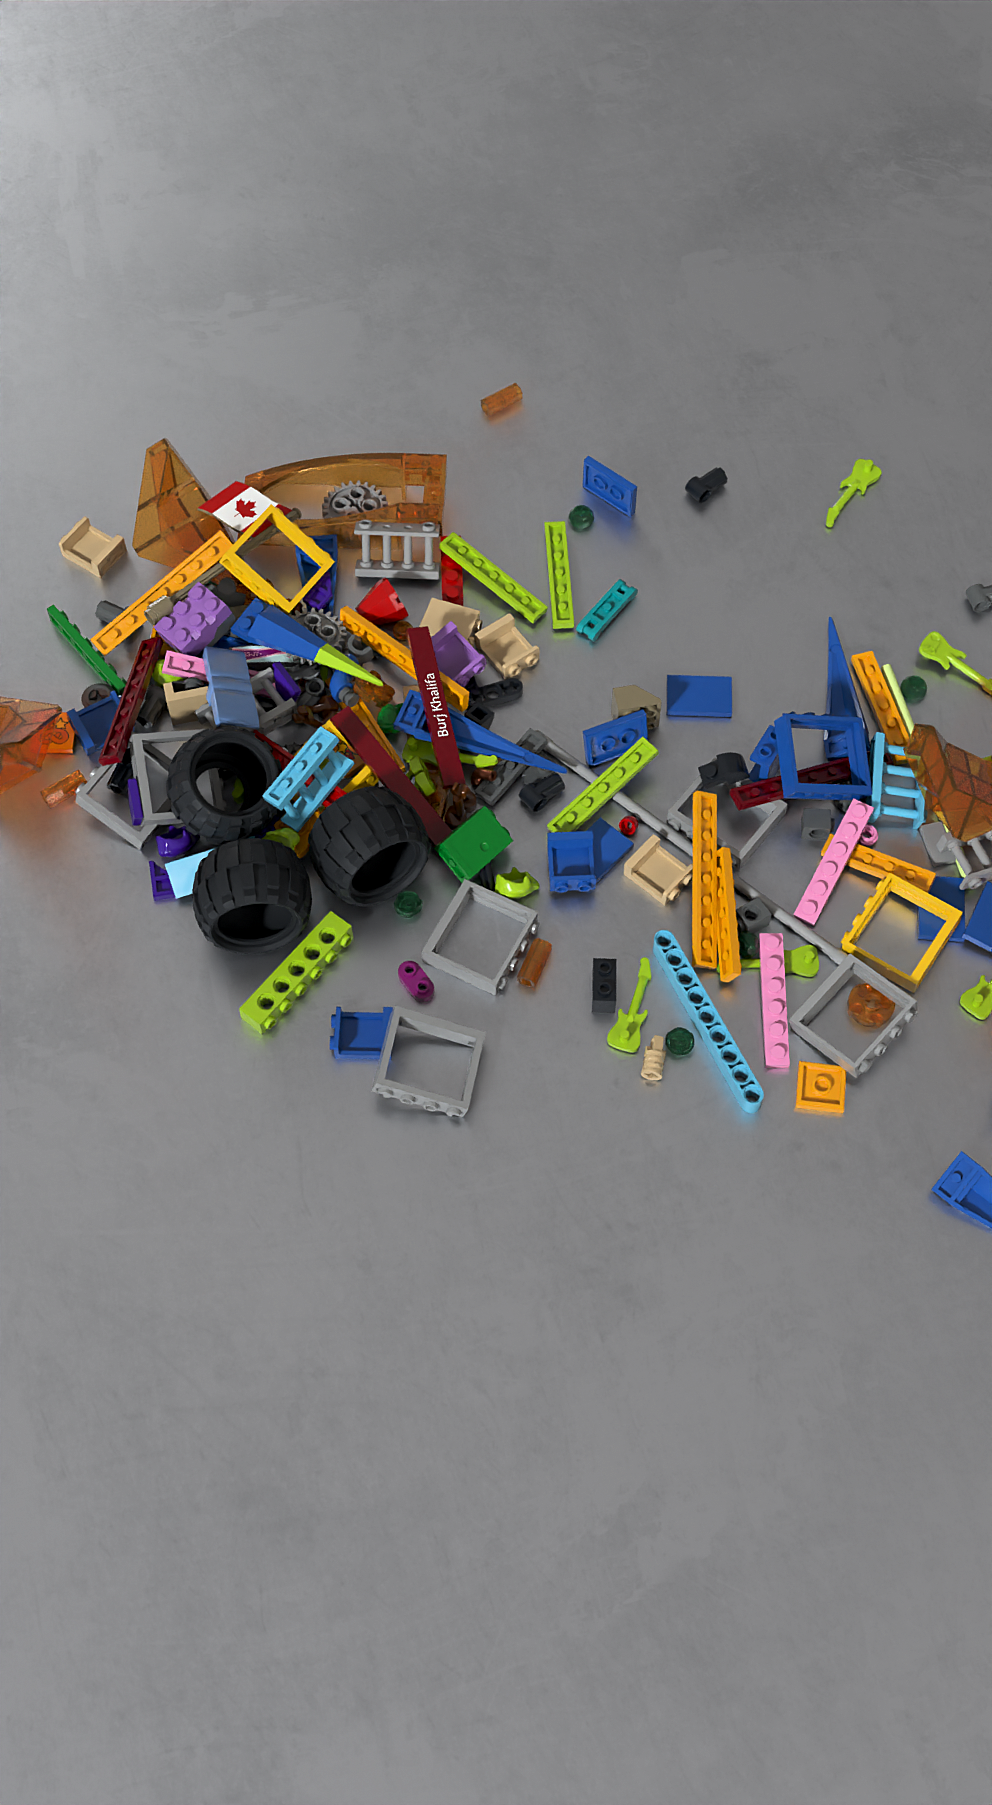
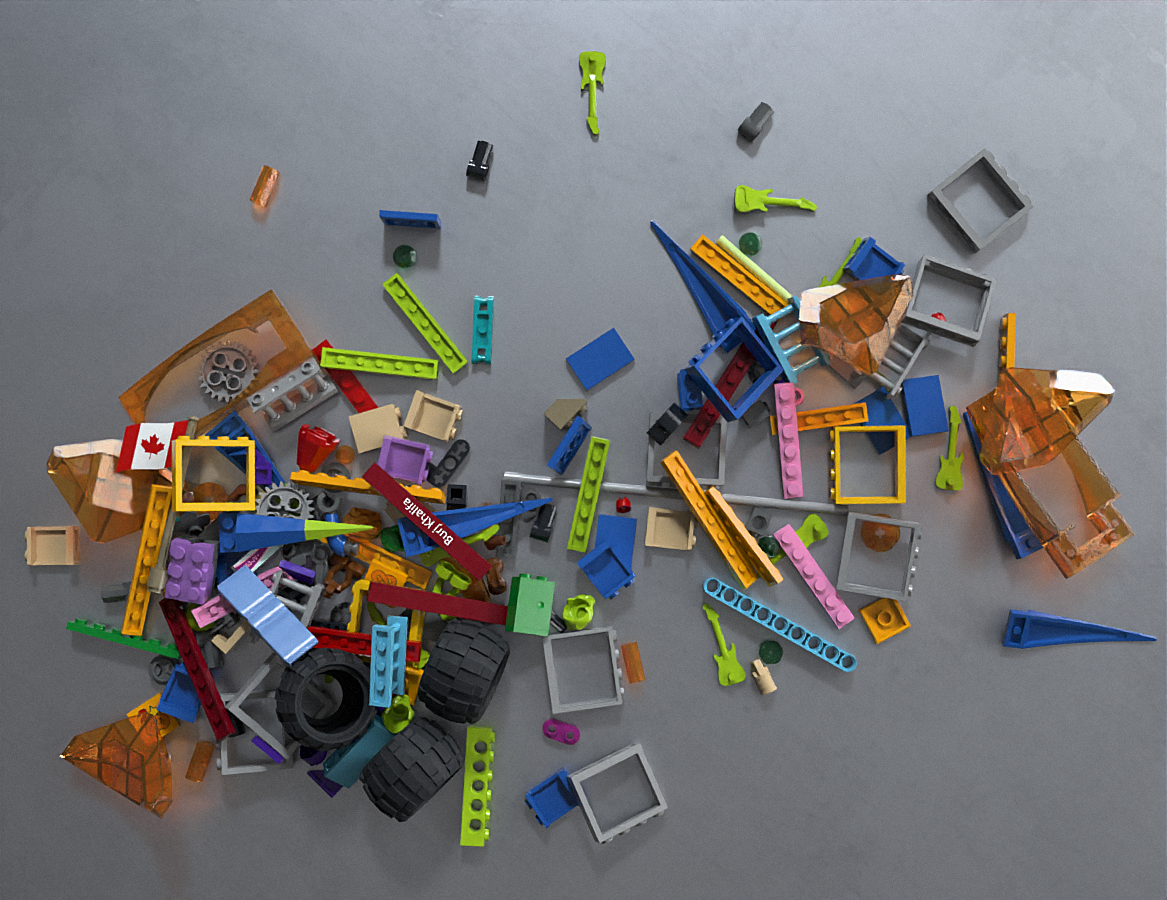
camera: 35 degrees left, 25 degrees up
(408, 898) = (511, 684): clear green plate -> none
(604, 985) = (693, 648): black brick -> none

